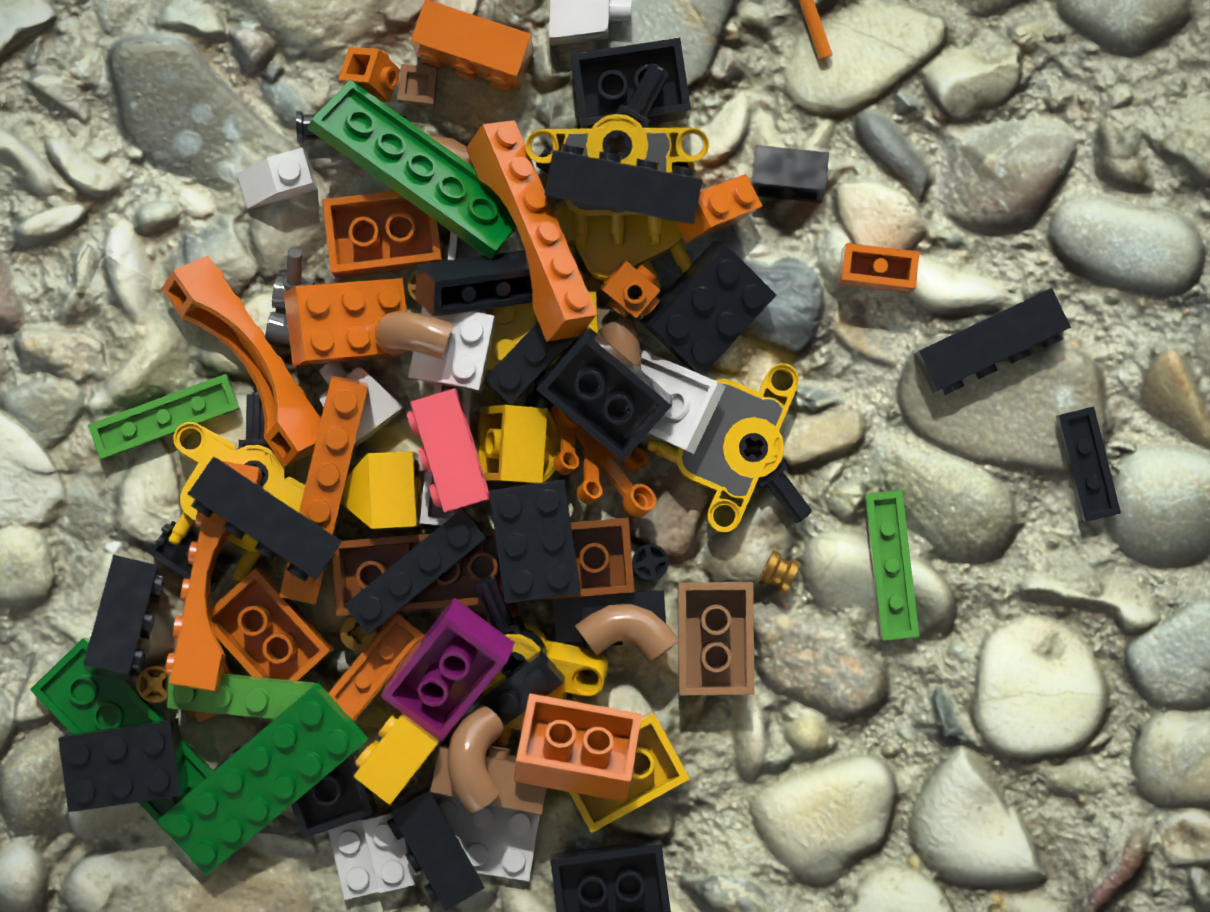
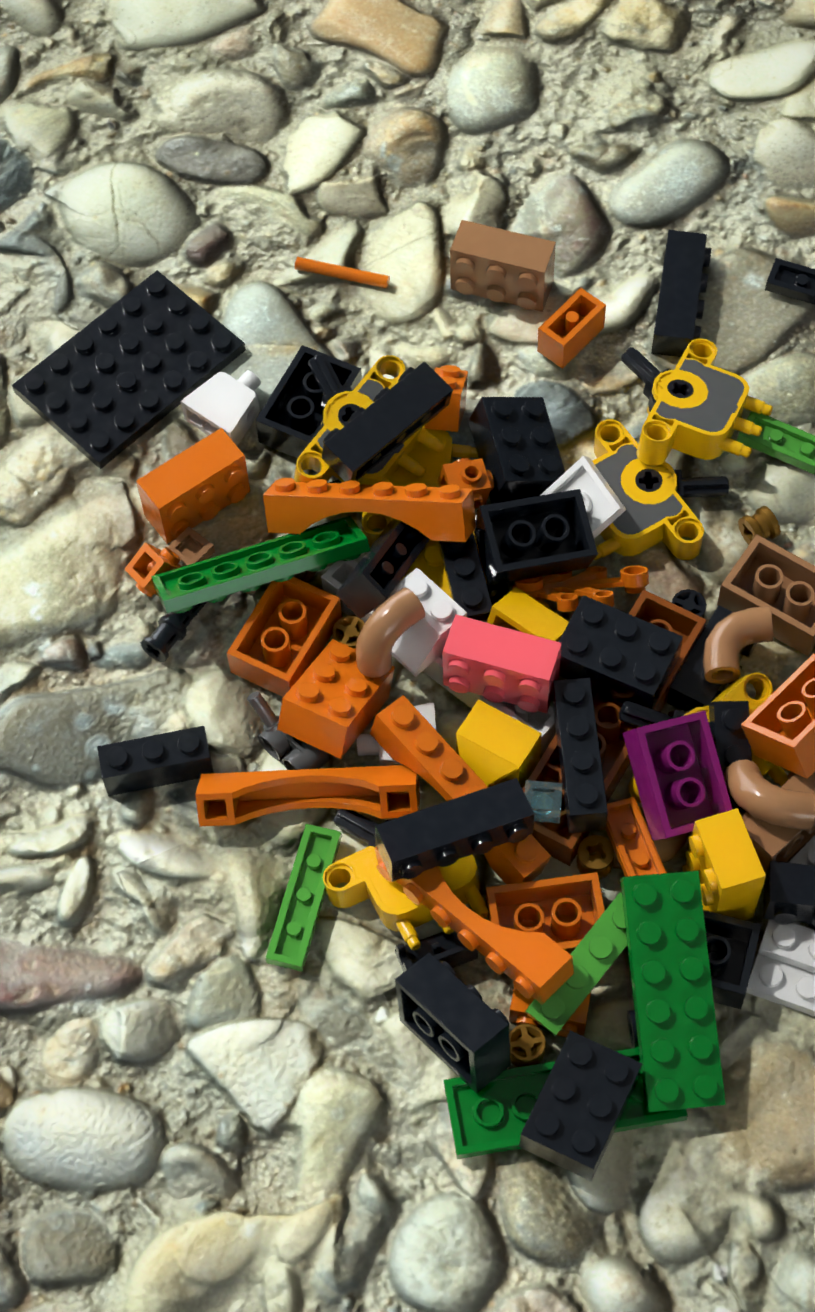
camera: 55 degrees left, 25 degrees down
(196, 207) = (155, 760): none -> black brick
(277, 178) = (181, 689): white slope -> none
(356, 567) = (544, 800): none -> clear light blue plate
(790, 173) = (458, 343): black hinge -> none
(863, 456) = (693, 406): none -> yellow piece
(901, 158) = (502, 265): none -> medium nougat brick

